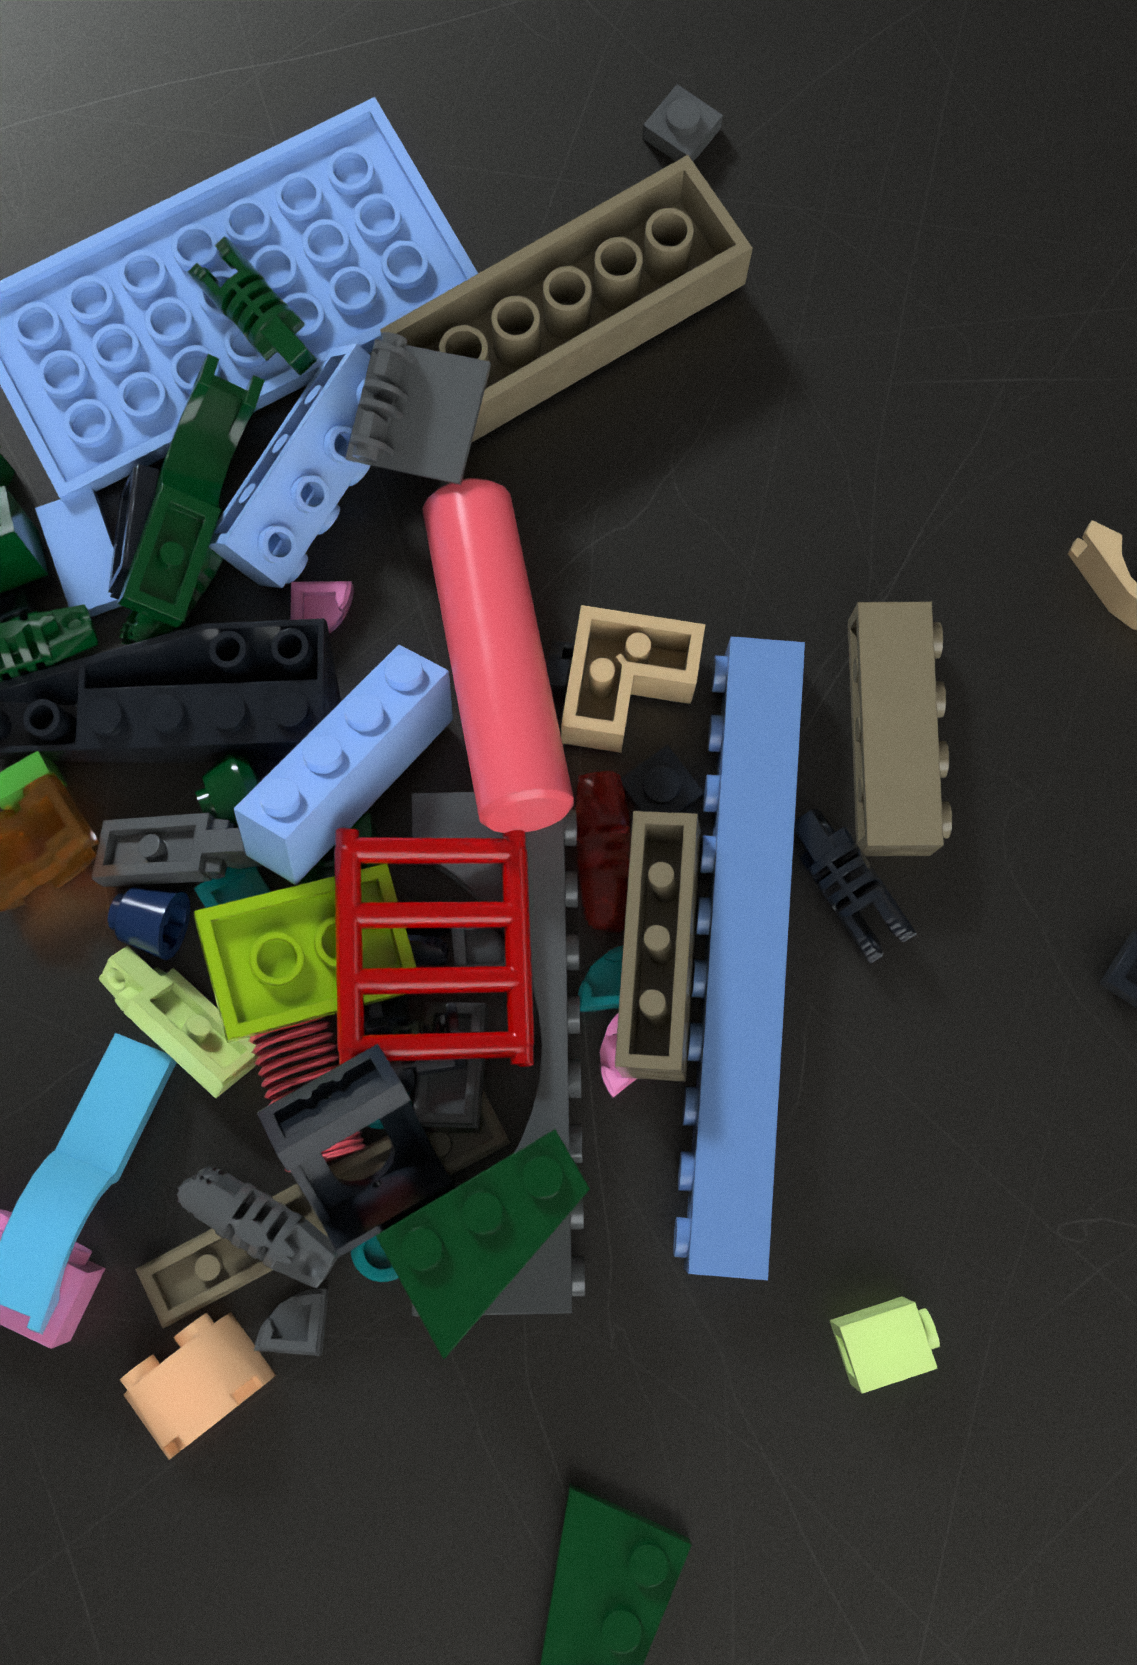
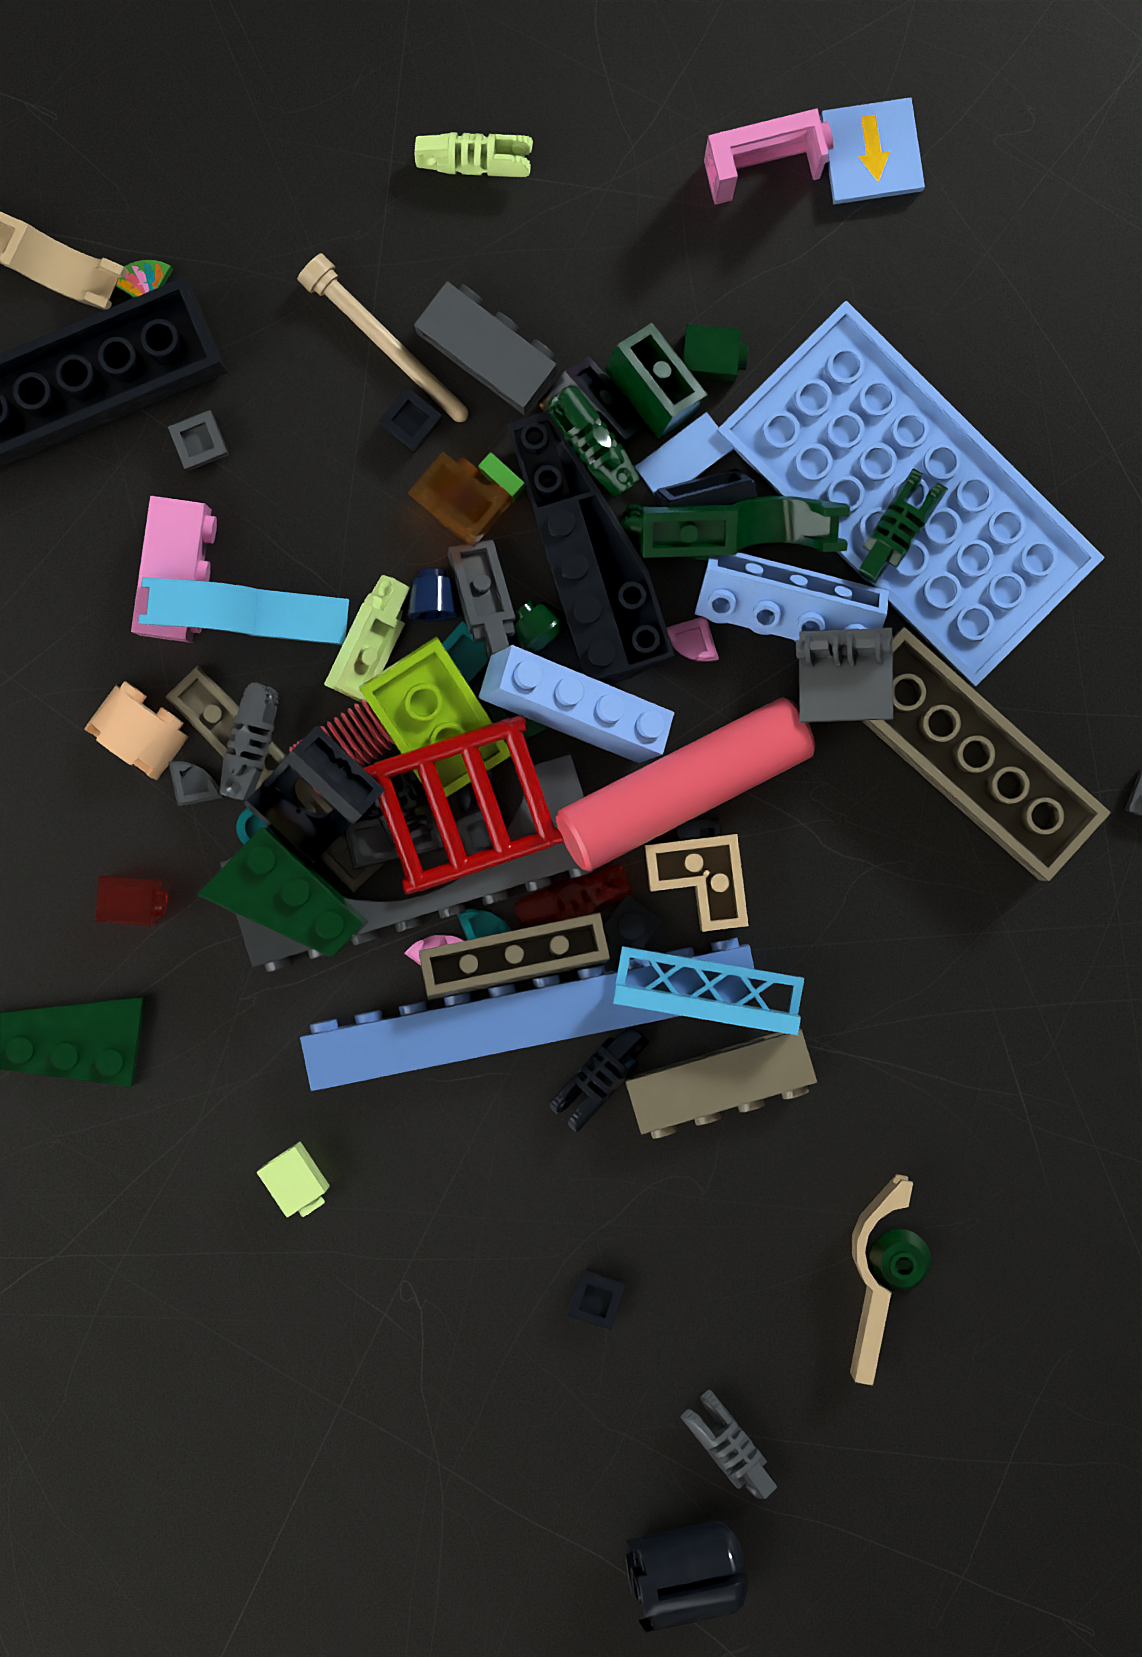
camera: 80 degrees right, 10 degrees up
(428, 1465) = (130, 900): none -> clear red brick
(803, 699) = (707, 1008): none -> medium azure fence

